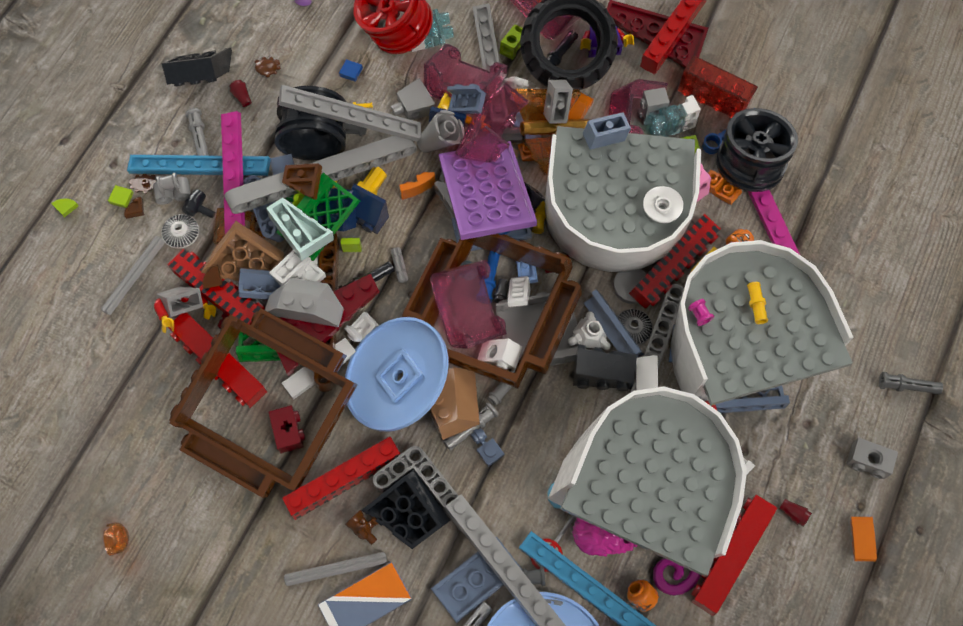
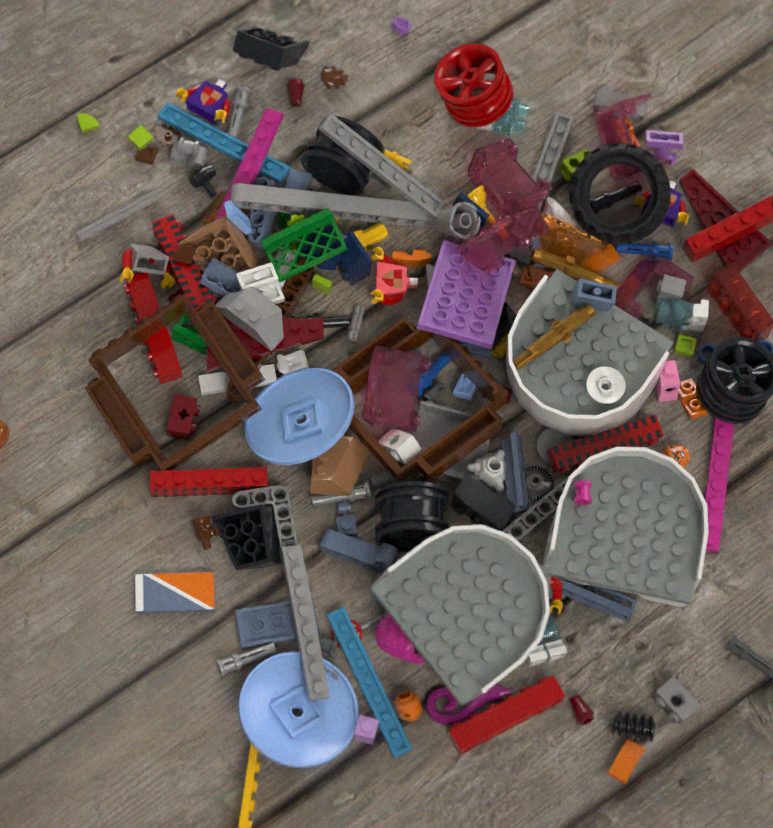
camera: 20 degrees right, 0 degrees up
(165, 136) = (207, 101): none -> torso
(180, 238) = (177, 203): dish -> none
(244, 221) = (238, 217): none -> light blue tile
(298, 229) = (280, 249): light aqua wedge -> none
(303, 178) = (307, 205): reddish brown wing -> none
(335, 569) = (164, 553): light grey axle -> none
(350, 70) = (408, 118): blue tile -> none
(409, 211) = (390, 280): none -> torso
(413, 101) = (450, 177): light grey torso -> none
(466, 99) = (496, 202): sand blue bracket -> none
(516, 471) = (358, 551): none -> sand blue beam
(519, 291) = (447, 400): white slope -> none
(549, 413) = (410, 513): none -> black wheel
(558, 101) = (576, 245): light grey brick -> none
(594, 178) = (559, 332): none -> pearl gold piece
(618, 82) = (653, 250): none -> blue pin
(647, 372) = (520, 525): white slope -> none
(757, 302) = (637, 509): yellow pin -> none
(849, 500) = (633, 725): none -> black piece

